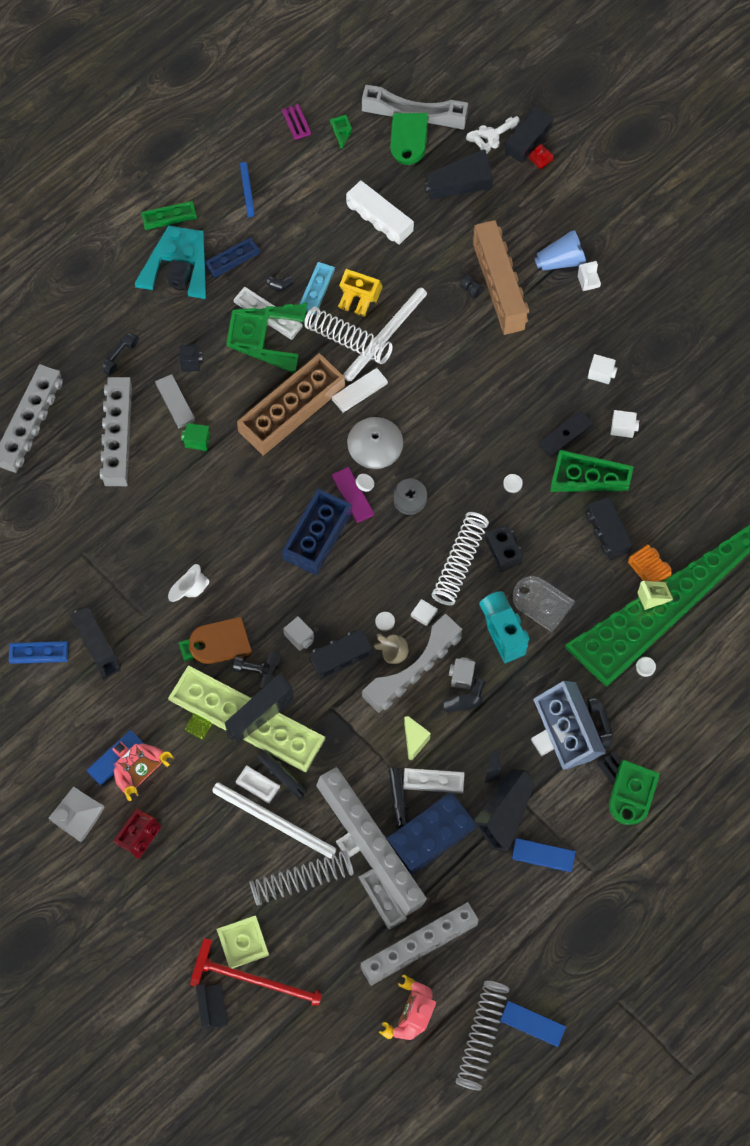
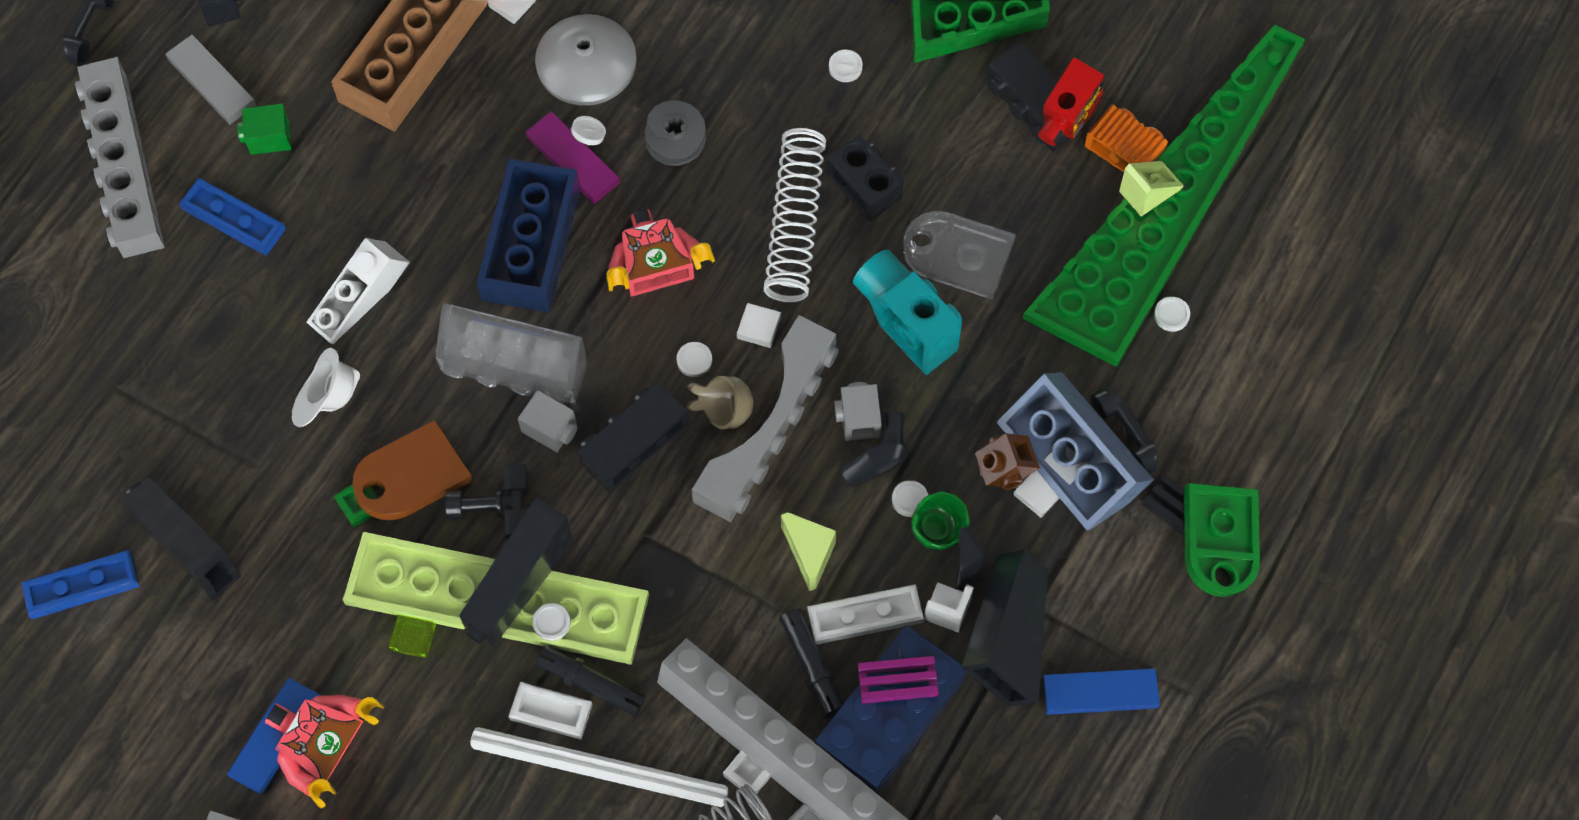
camera: 15 degrees left, 0 degrees up
(166, 479) = (232, 216): none -> blue tile
(221, 535) = (358, 288): none -> white slope
(270, 739) = (551, 622): none -> white piece
(289, 593) = (510, 354): none -> clear slope
(379, 560) = (654, 255): none -> torso
(422, 808) = (898, 665): none -> magenta tile
(475, 726) = (907, 497): none -> white piece
(478, 788) = (948, 606): none -> white panel
(485, 742) = (939, 519): none -> green hair
(531, 721) = (1007, 461): none -> reddish brown brick
(629, 534) = (1071, 102): none -> red torso

